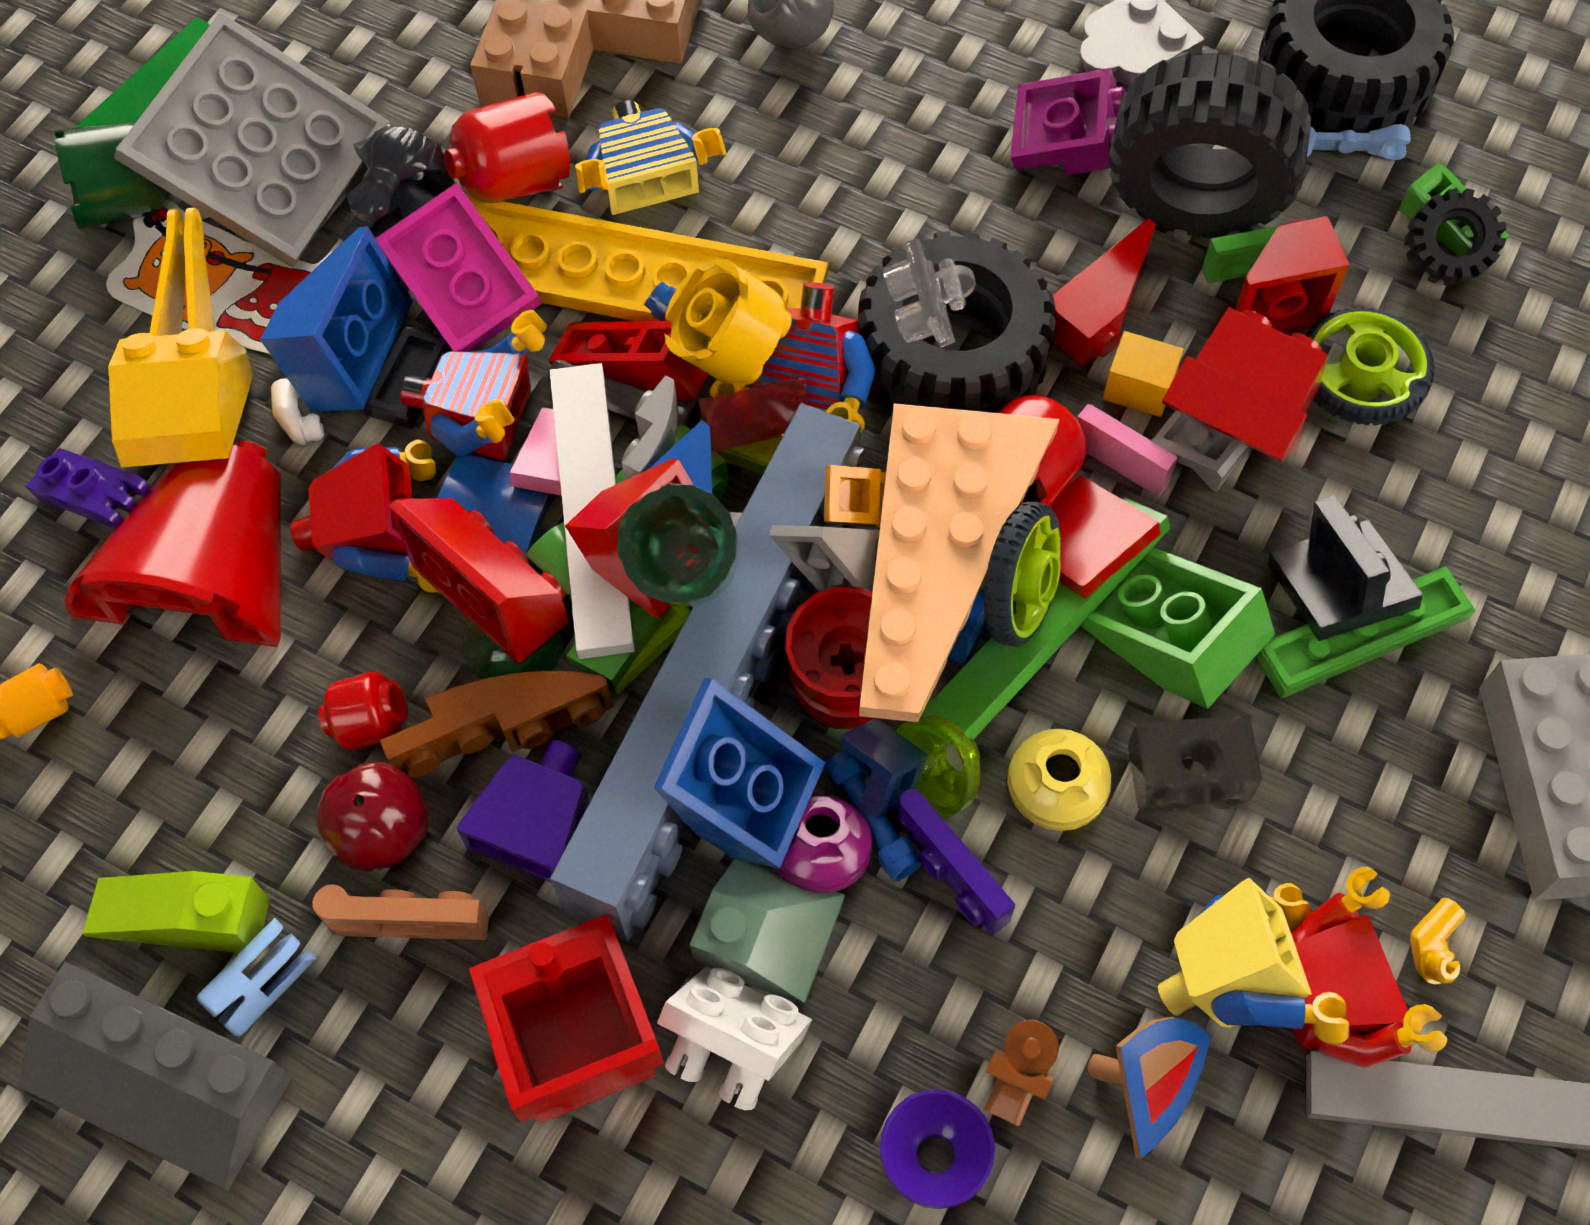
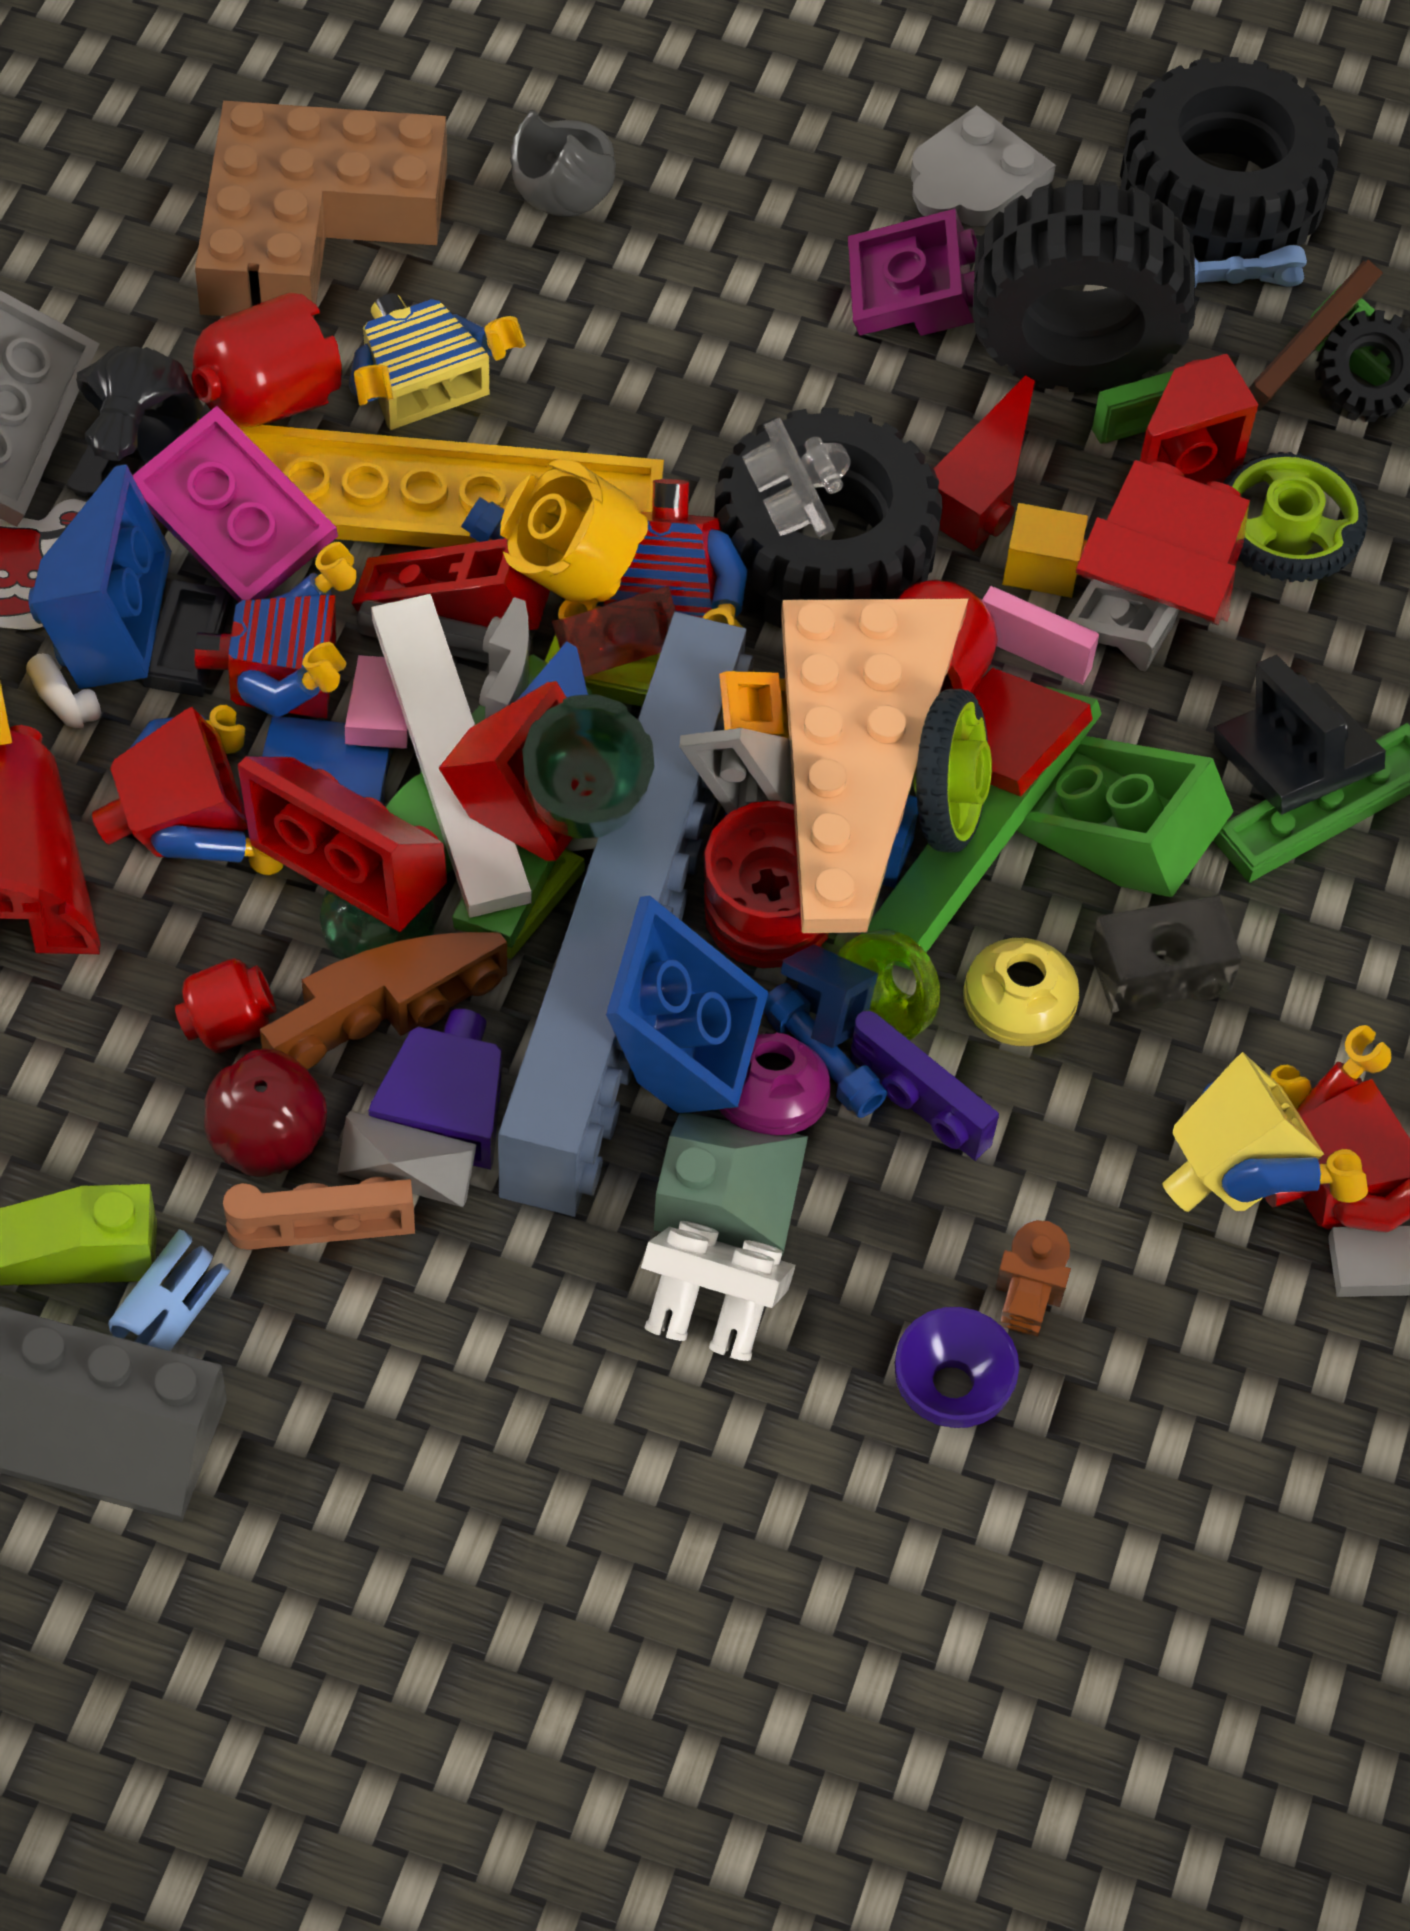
camera: 15 degrees left, 5 degrees down
(487, 873) = (434, 1163): none -> light grey slope
(565, 1021) = (544, 1284): red piece -> none
(1158, 1075) = (1178, 1263): shield -> none
(1409, 203) = (1314, 332): none -> reddish brown tile

